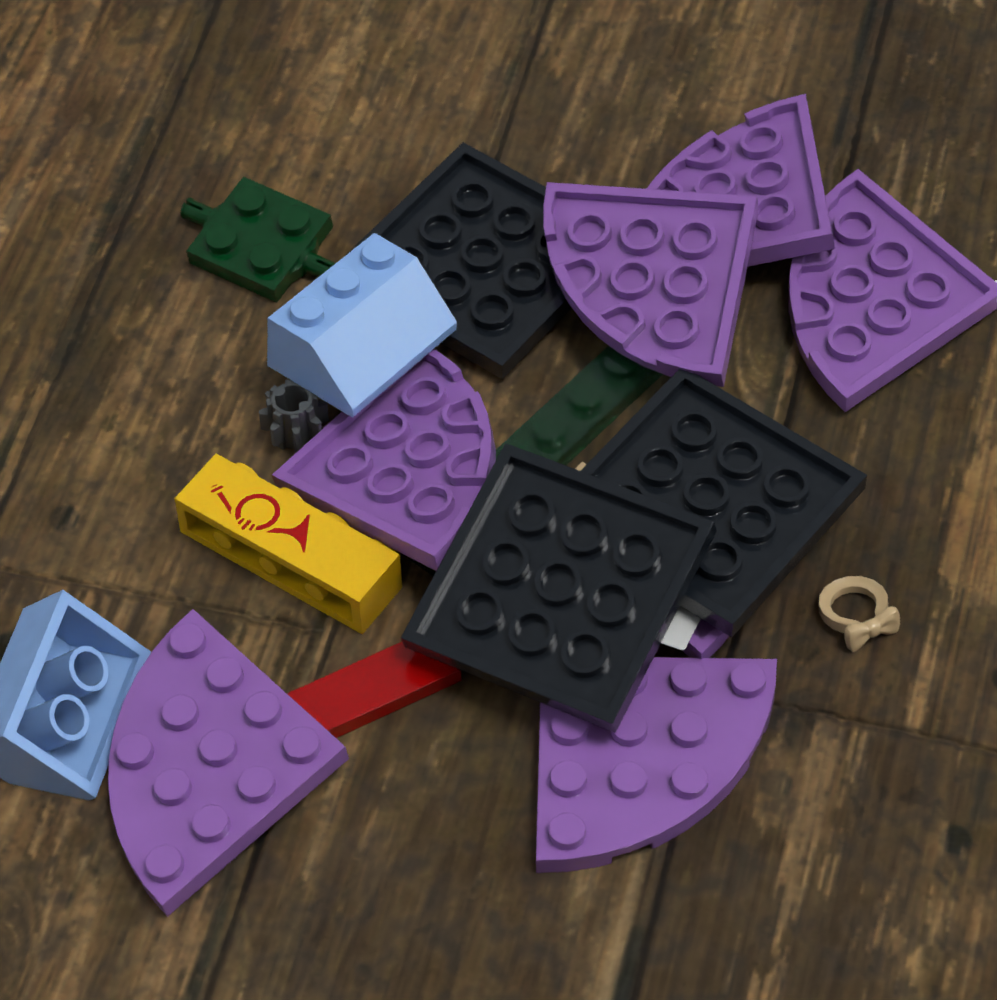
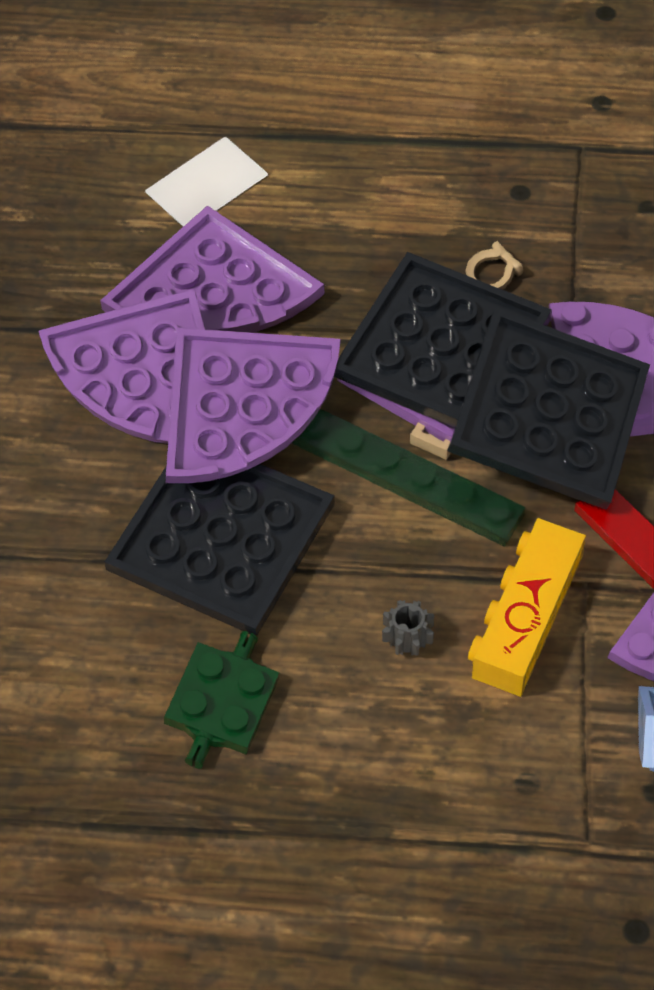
camera: 100 degrees left, 5 degrees up
(359, 326) = (335, 580): light blue slope -> none
(403, 462) = (440, 538): medium lavender plate -> none

